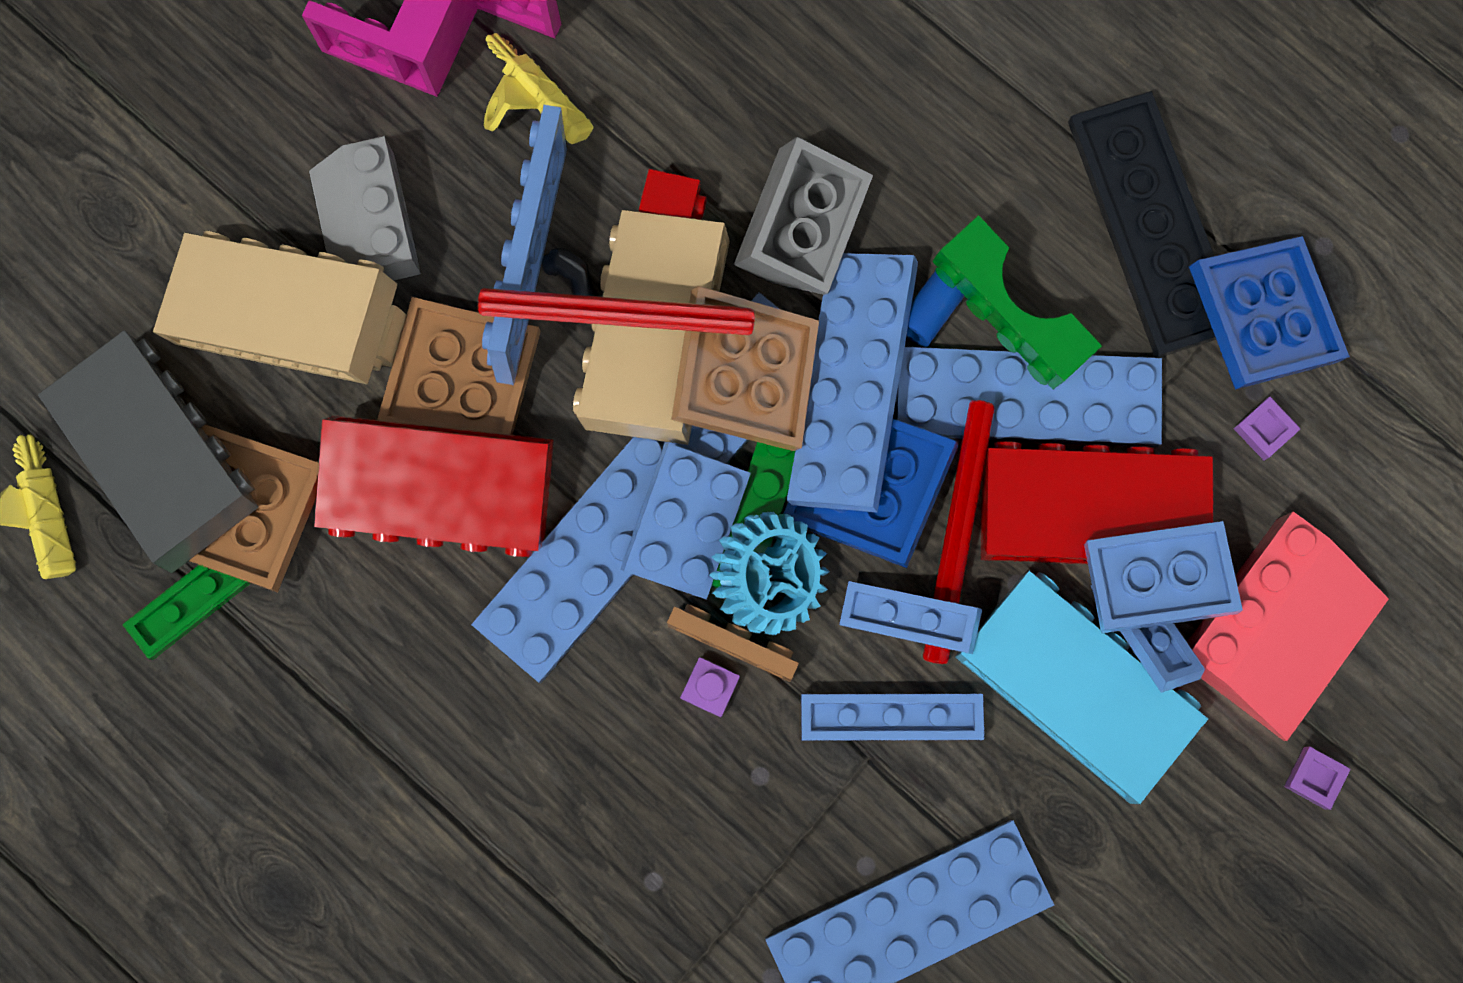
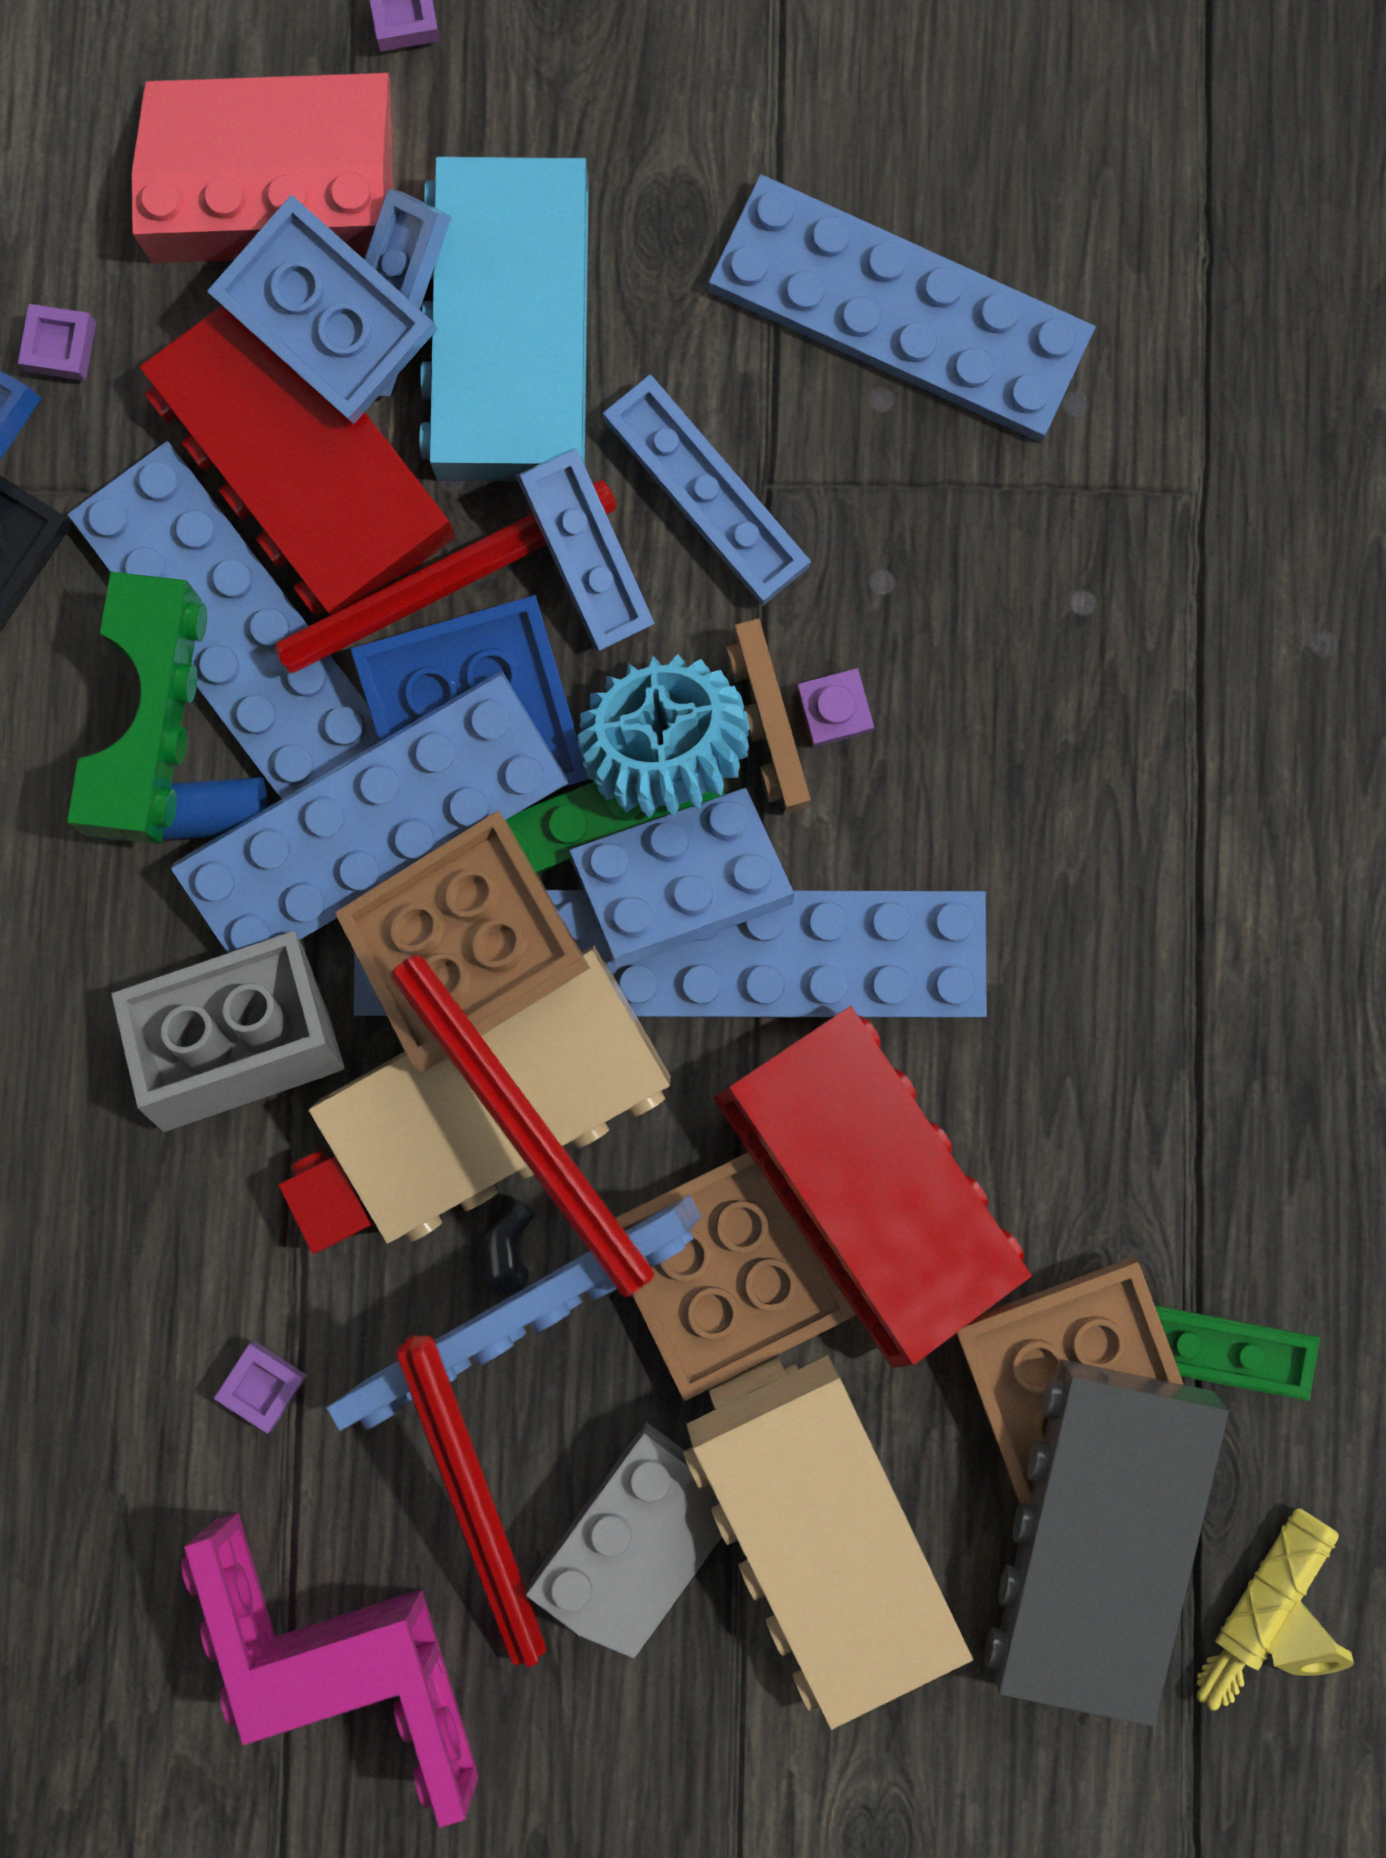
camera: 130 degrees left, 5 degrees up
(455, 144) = (471, 1498): none -> red axle
(530, 88) = (327, 1482): light yellow piece -> none
(606, 95) = (260, 1387): none -> medium lavender plate

